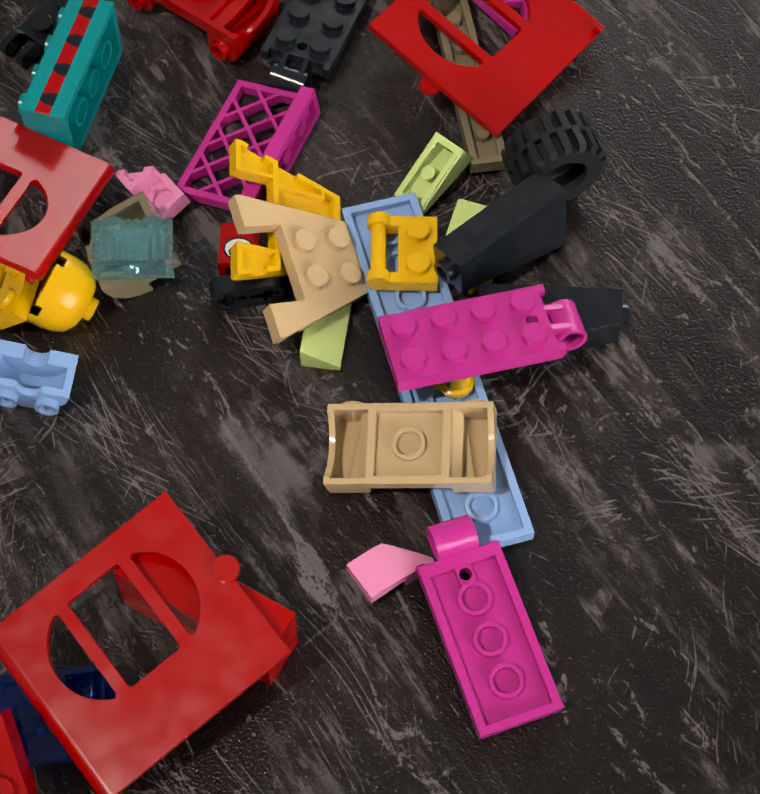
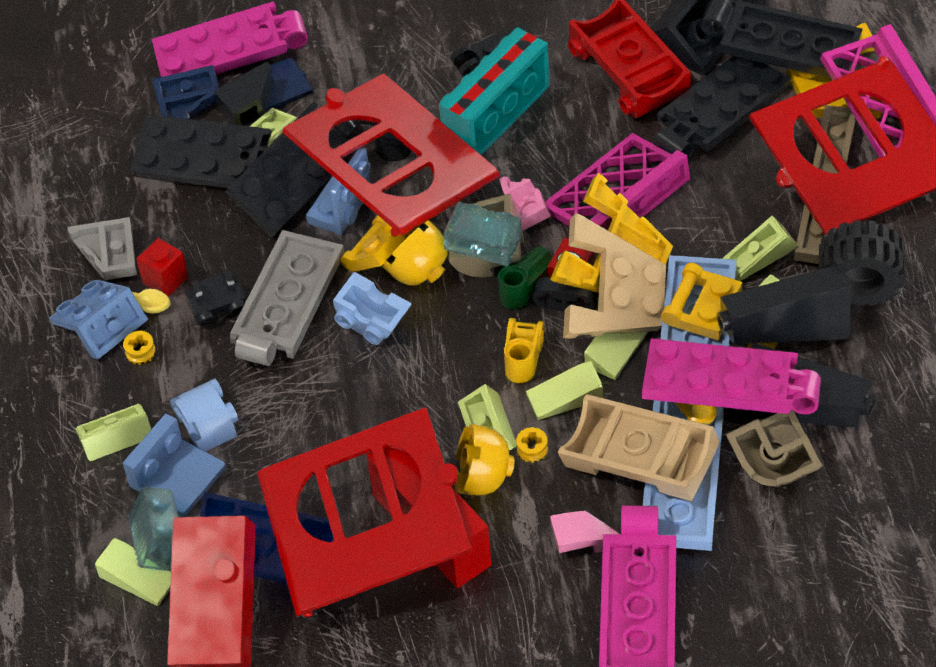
camera: 30 degrees right, 10 degrees down
(192, 283) = (519, 280): none -> dark green piece
(220, 469) = (486, 409): none -> yellowish green slope
(226, 363) = (522, 349): none -> yellow piece
(240, 521) = (483, 460): none -> yellow cylinder
(275, 489) = (540, 449): none -> yellow bush
(294, 403) = (565, 391): none -> yellowish green slope
(557, 402) = (774, 450): none -> dark tan brick

